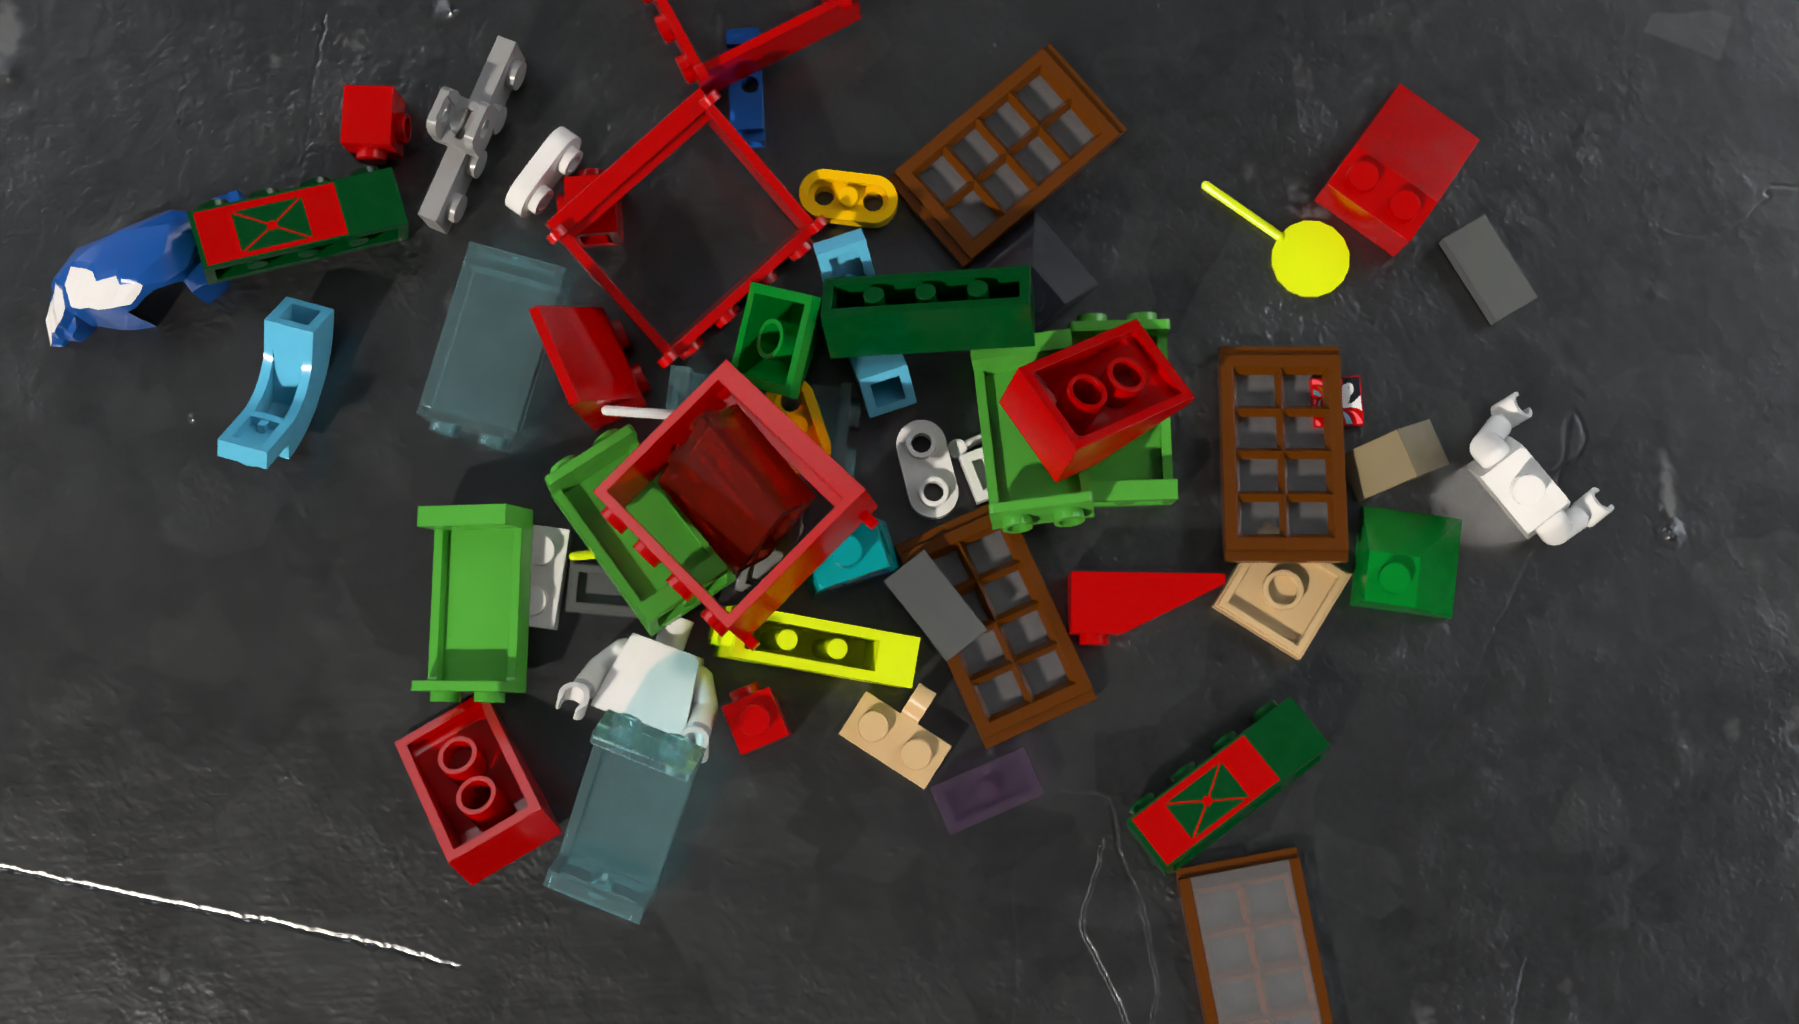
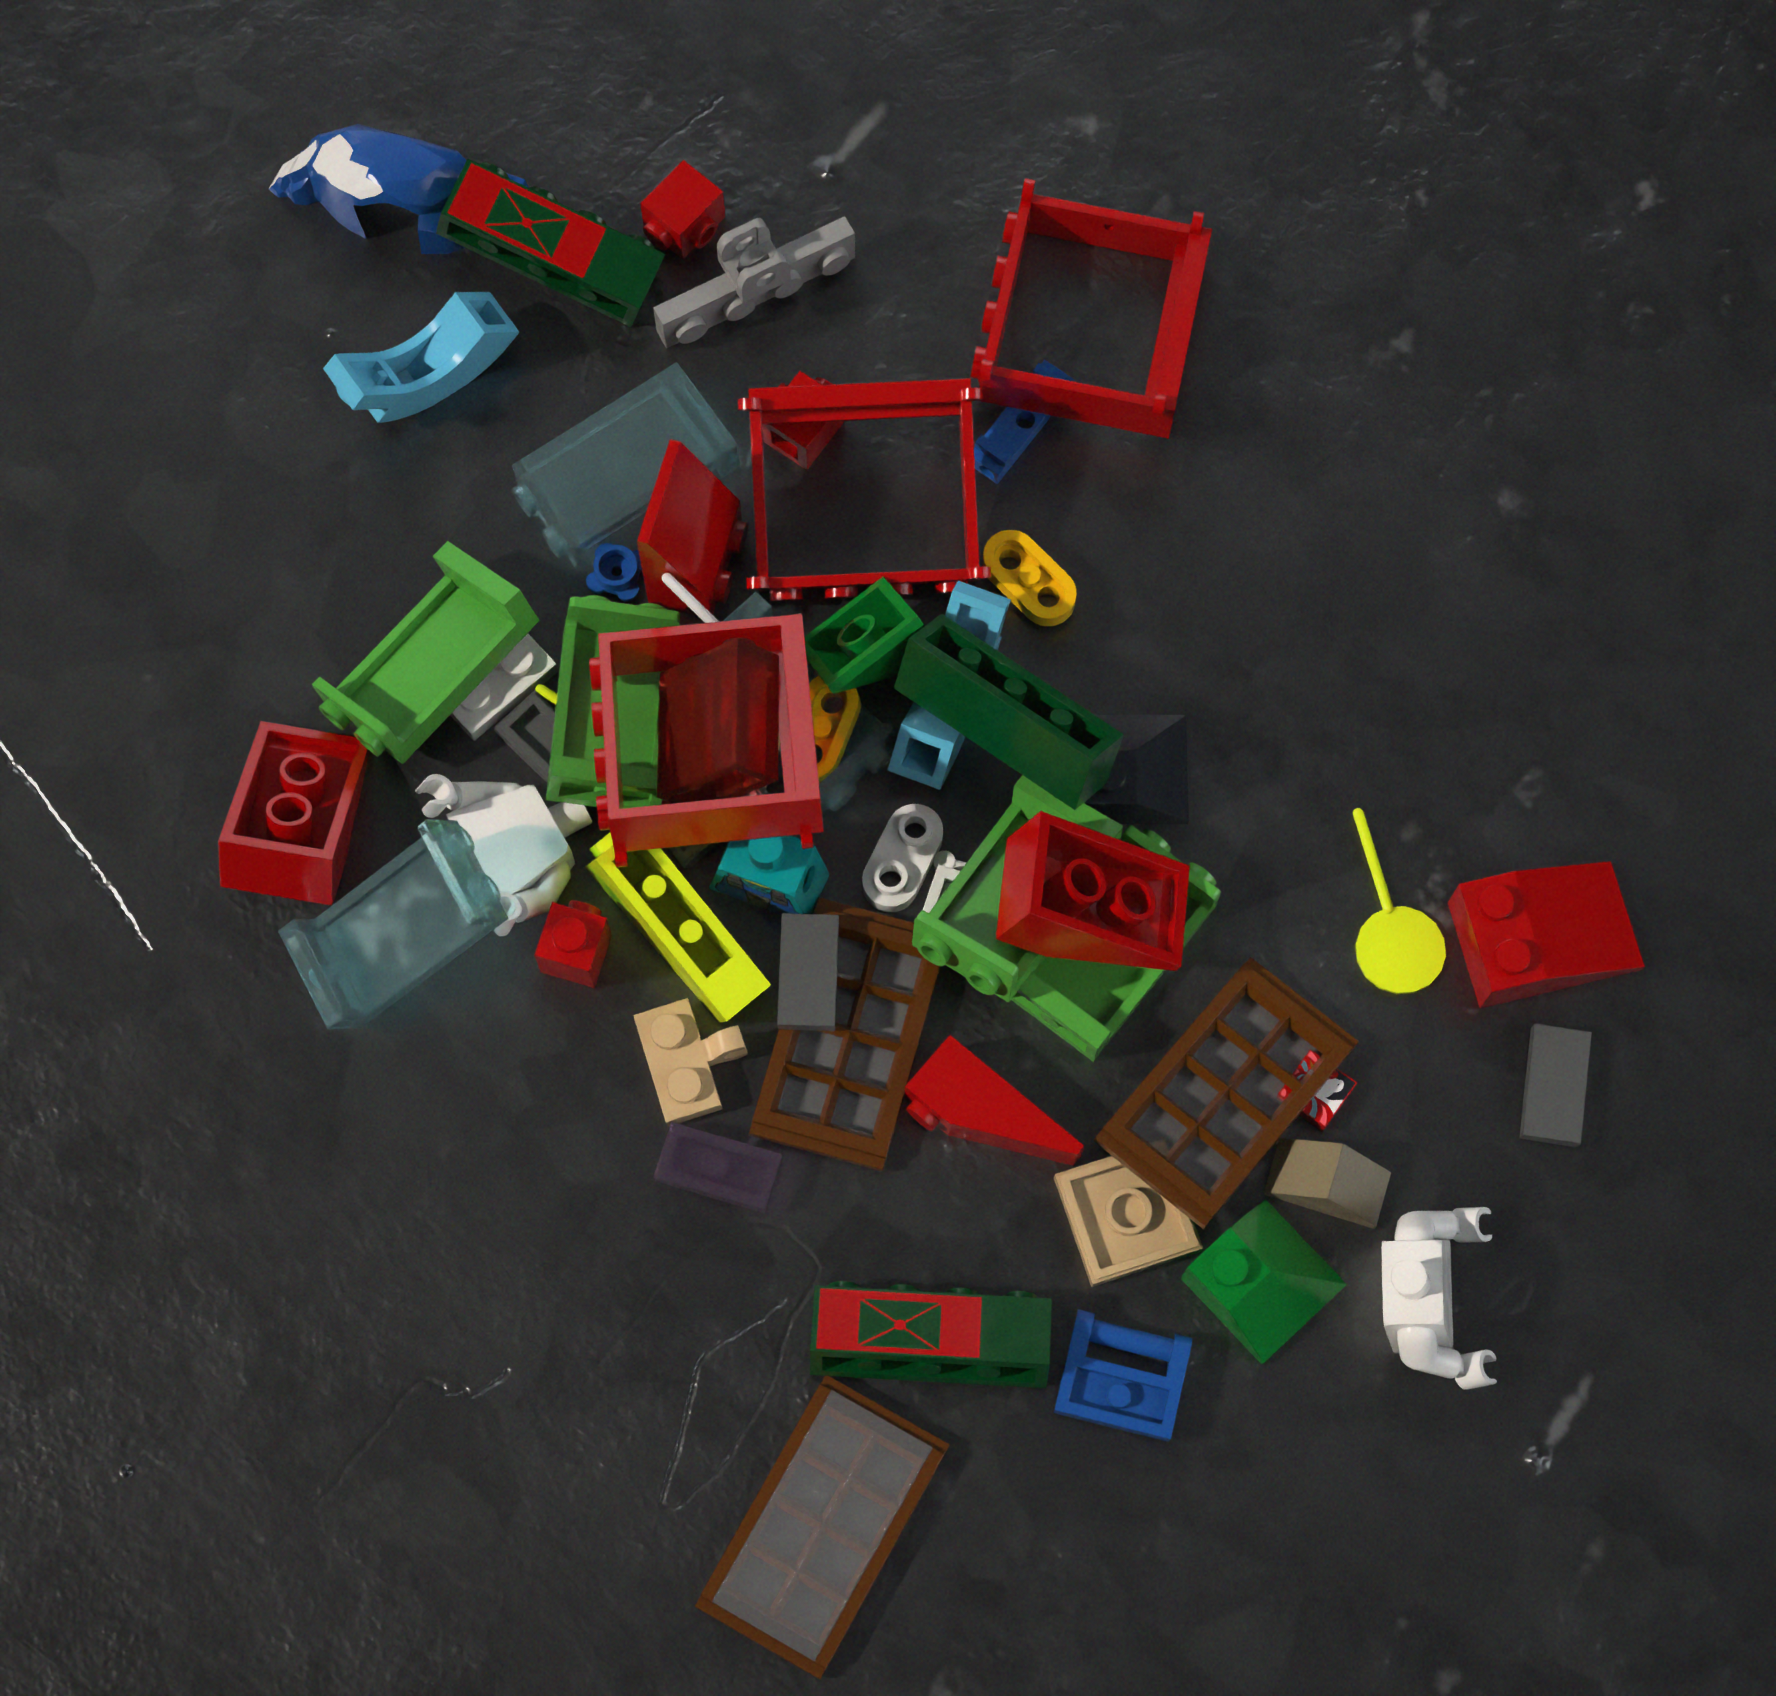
camera: 40 degrees right, 10 degrees down
(534, 185) = (781, 358): white plate -> none
(540, 424) = (611, 557): none -> blue plate
(1006, 155) = (1200, 649): reddish brown piece -> none
(1379, 720) = (1119, 1394): none -> blue plate

